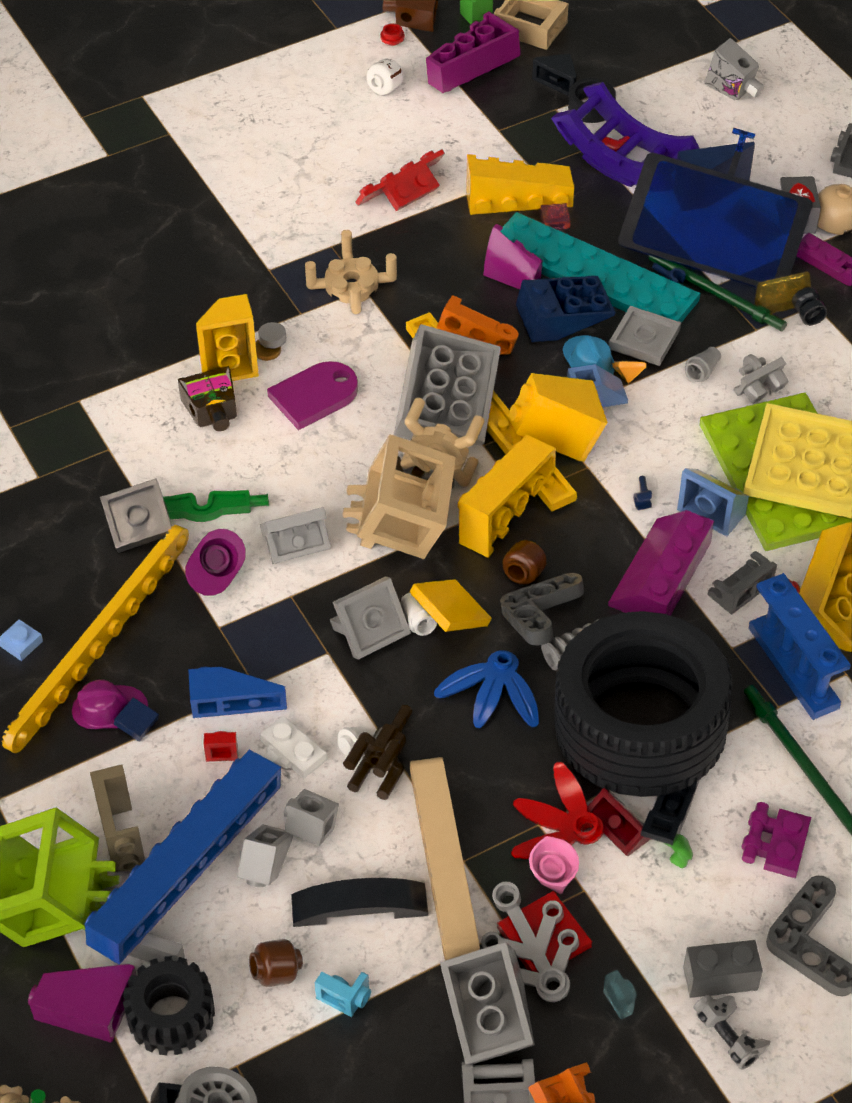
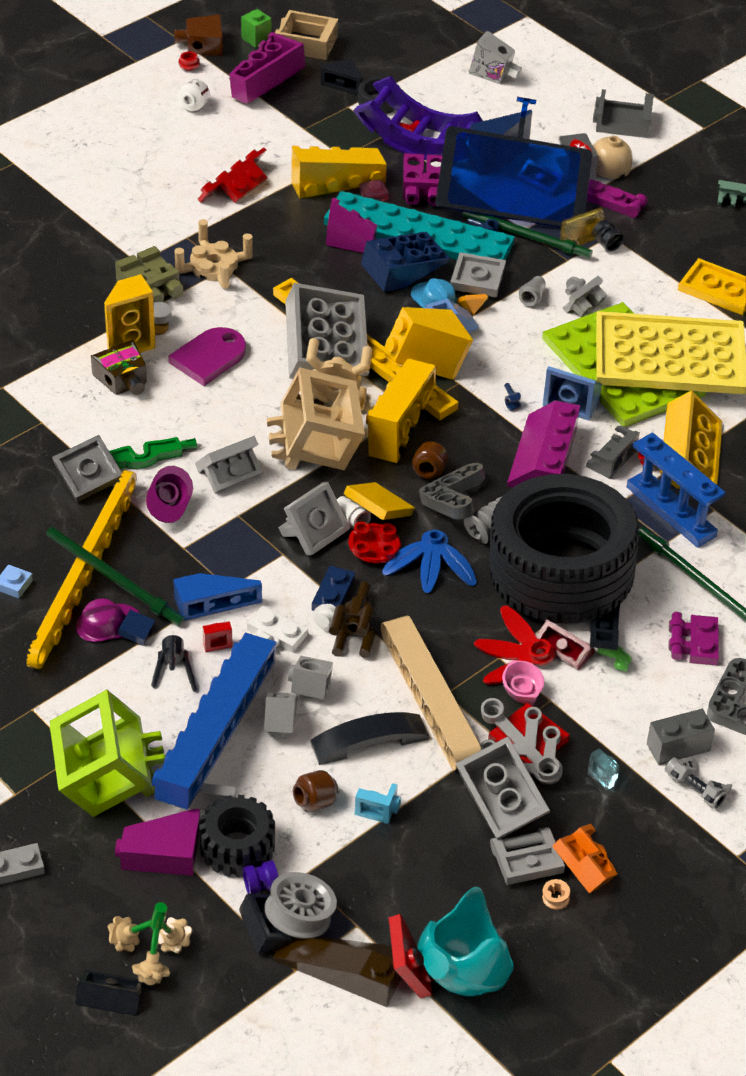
camera: 15 degrees left, 5 degrees down
(112, 799) = (138, 689): dark tan panel -> none
(165, 696) = (156, 605): none -> dark green bar
(165, 759) = (173, 653): none -> black plant
(180, 1063) = (259, 878): none -> dark purple wheel
(273, 292) = (158, 274): none -> olive hips
(371, 706) = (334, 587): none -> dark blue plate
(433, 655) = (374, 542): none -> red dish
(472, 324) = (330, 279): orange leg -> none
(608, 209) = (418, 184): none -> magenta hips

